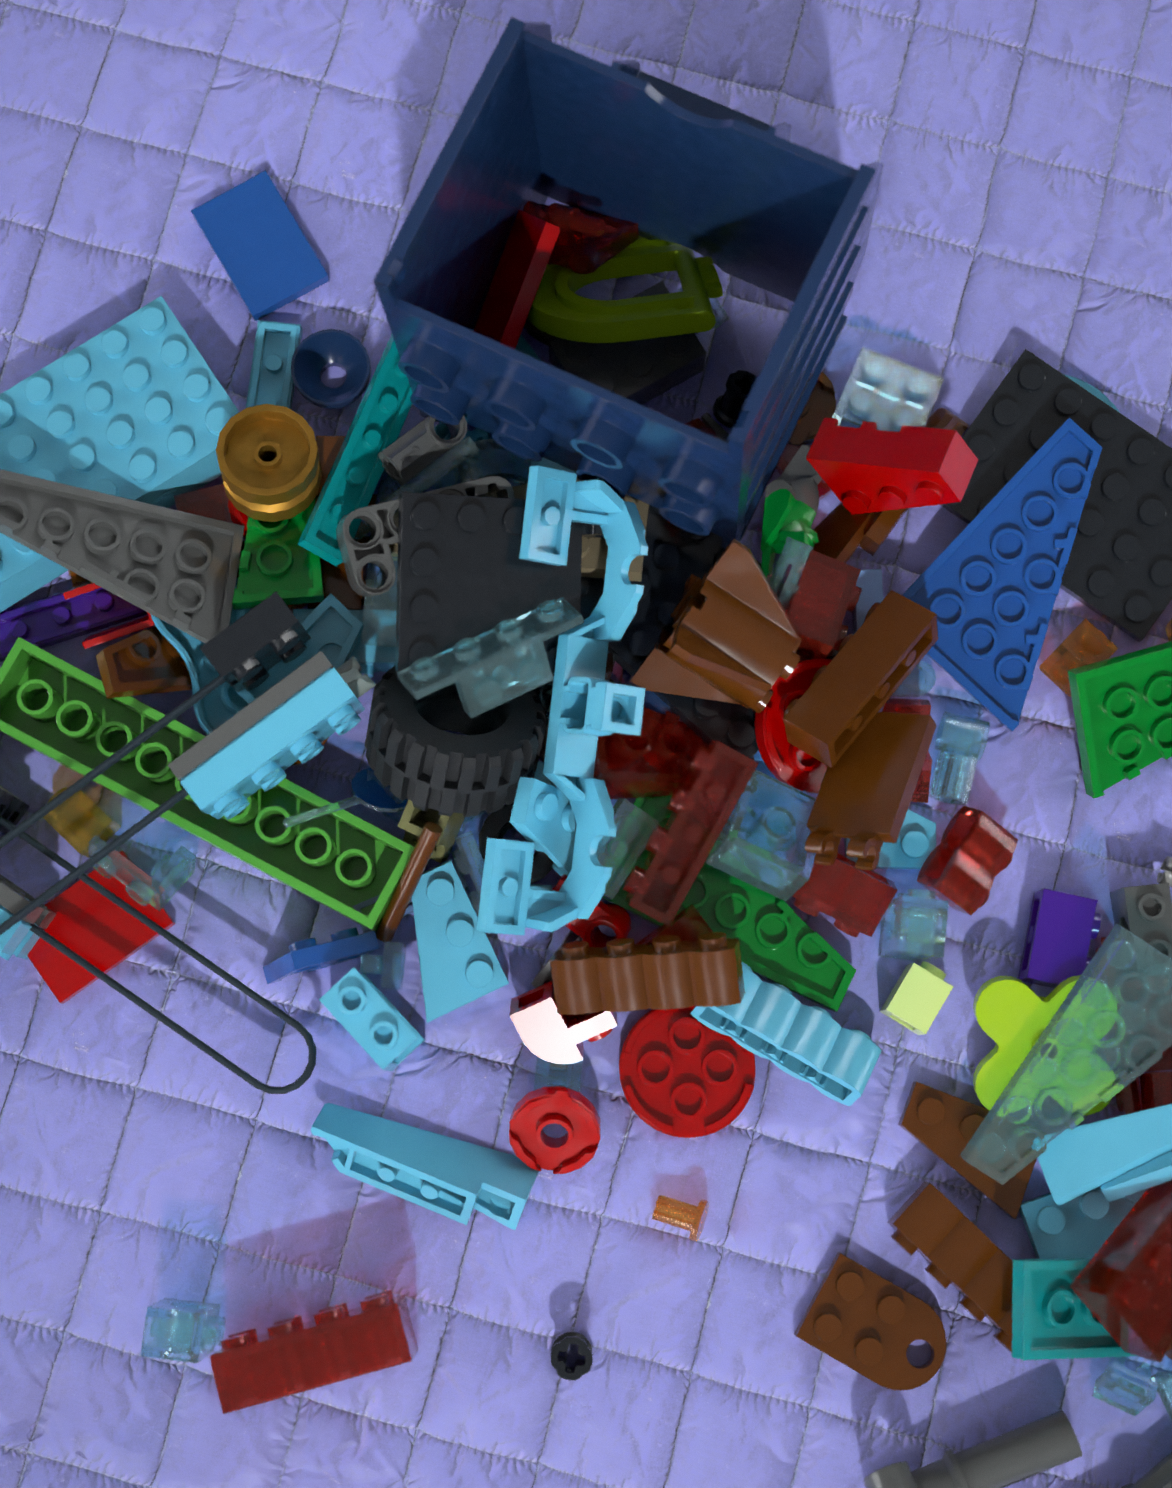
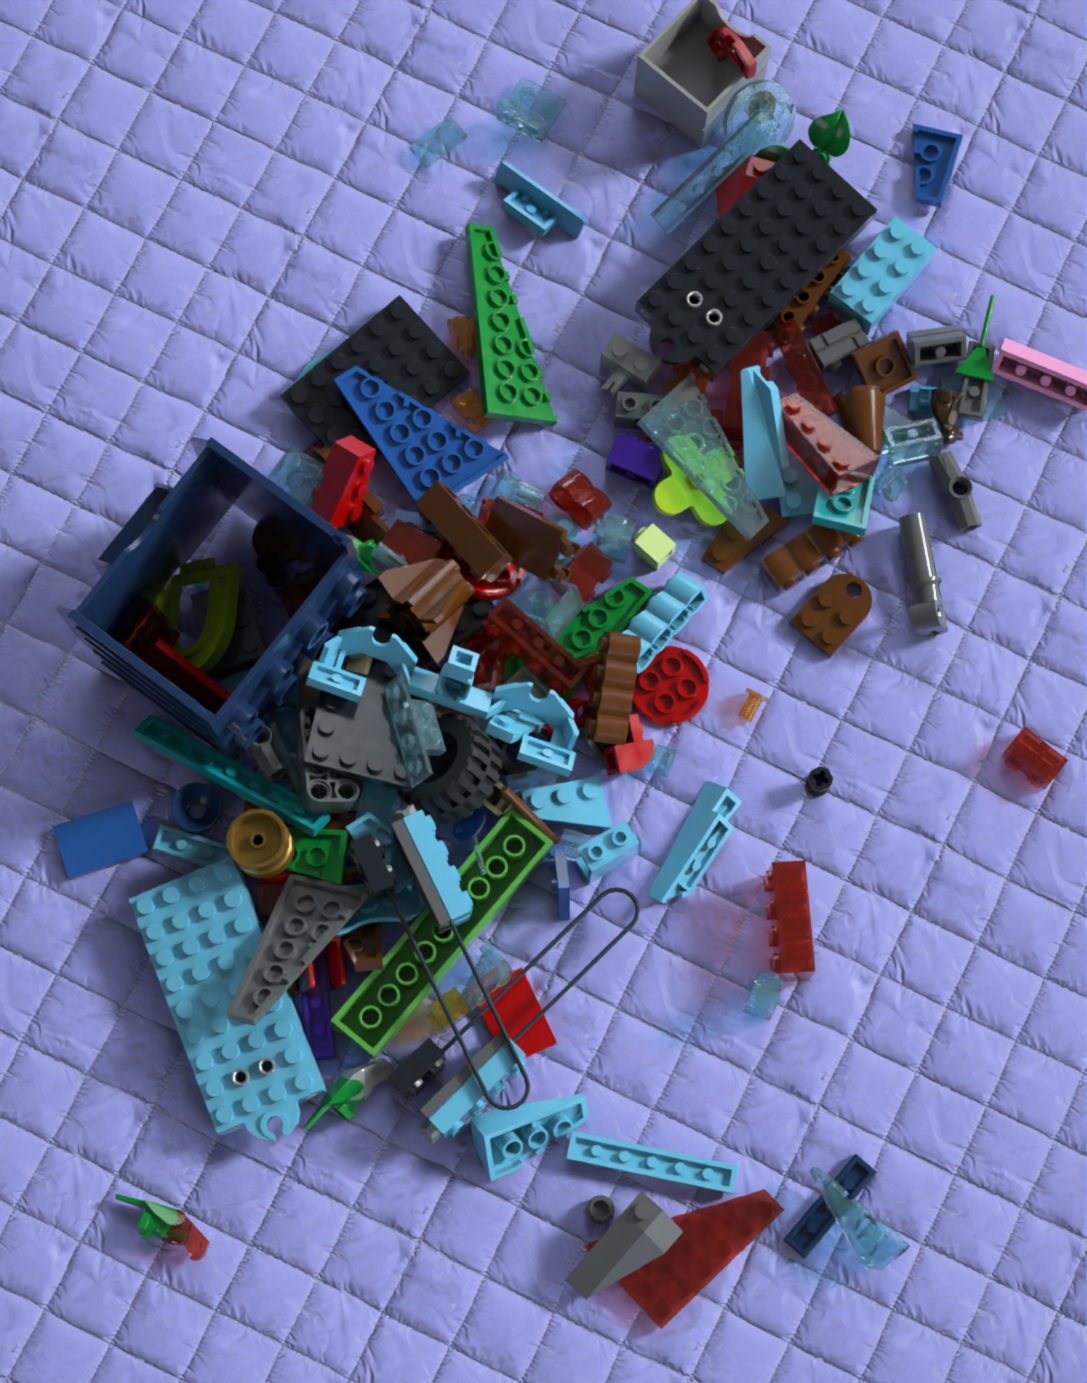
camera: 80 degrees left, 5 degrees down
(560, 1107) = (676, 767): red tile -> none

